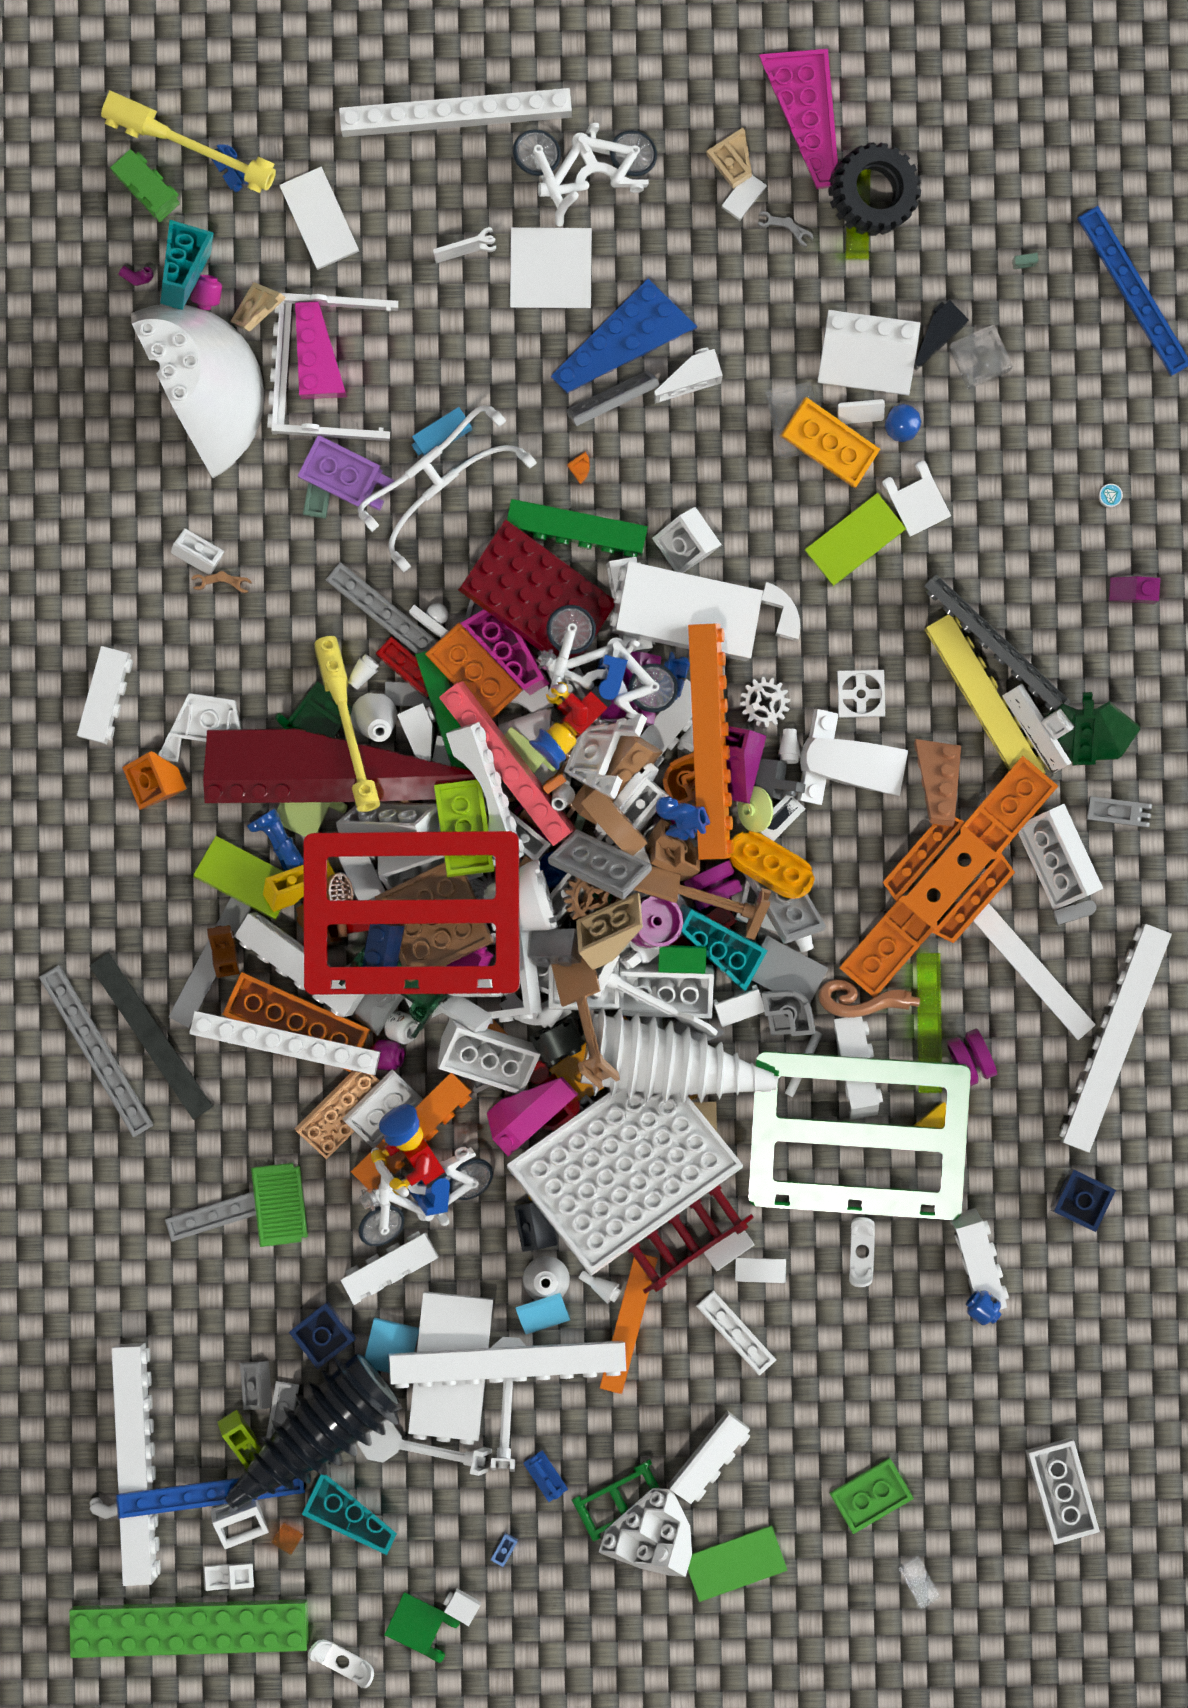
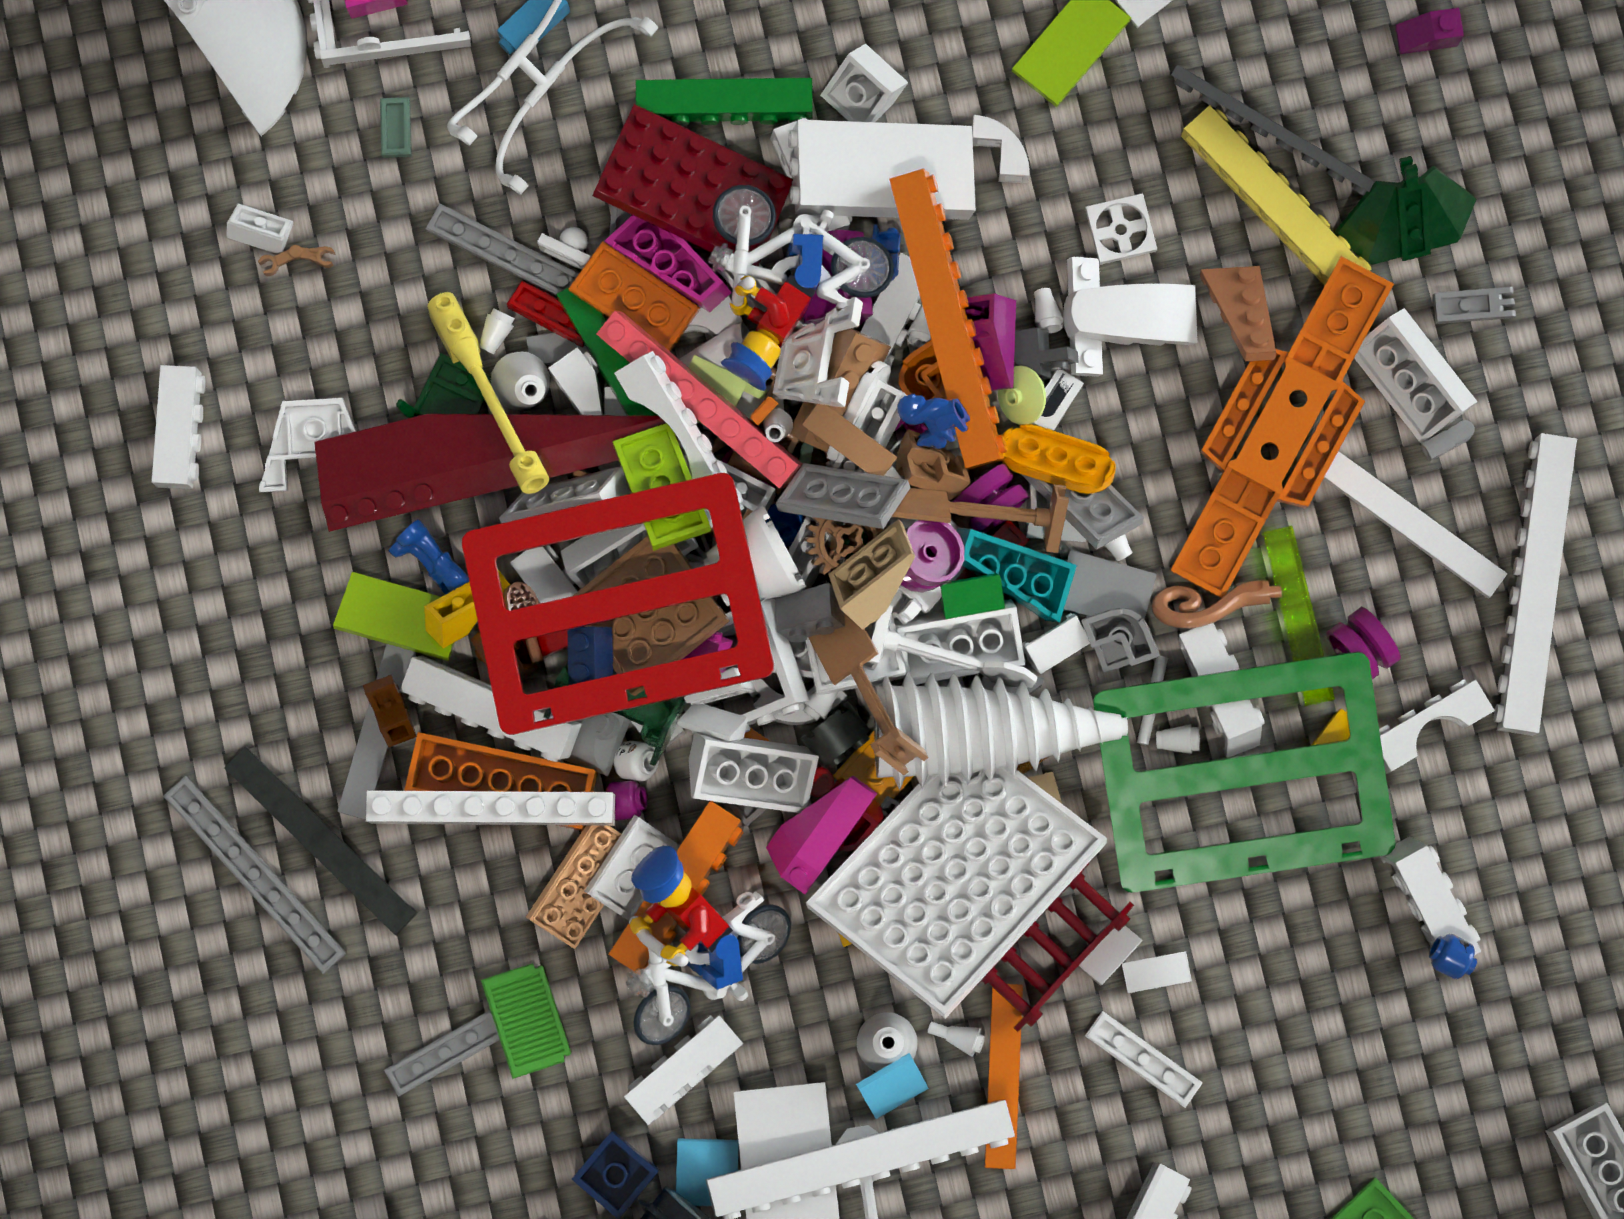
camera: 10 degrees left, 5 degrees down
(153, 779) = (259, 518): orange slope -> none
(306, 817) = (454, 519): yellowish green flag -> none
(342, 473) = (420, 94): medium lavender tile -> none
(533, 1228) = (857, 978): black panel -> none
(580, 467) = (712, 28): orange tile -> none
(774, 697) = (996, 253): white gear -> none
(817, 1098) = (1179, 739): none -> white cone
(862, 1268) = (1276, 898): white piece -> none
(1030, 721) = (1349, 222): white tile -> none
(1038, 1118) = (1463, 707): none -> white arch
(1057, 724) = (1375, 208): white tile -> none
(1083, 1200) = (1544, 795): dark blue brick -> none

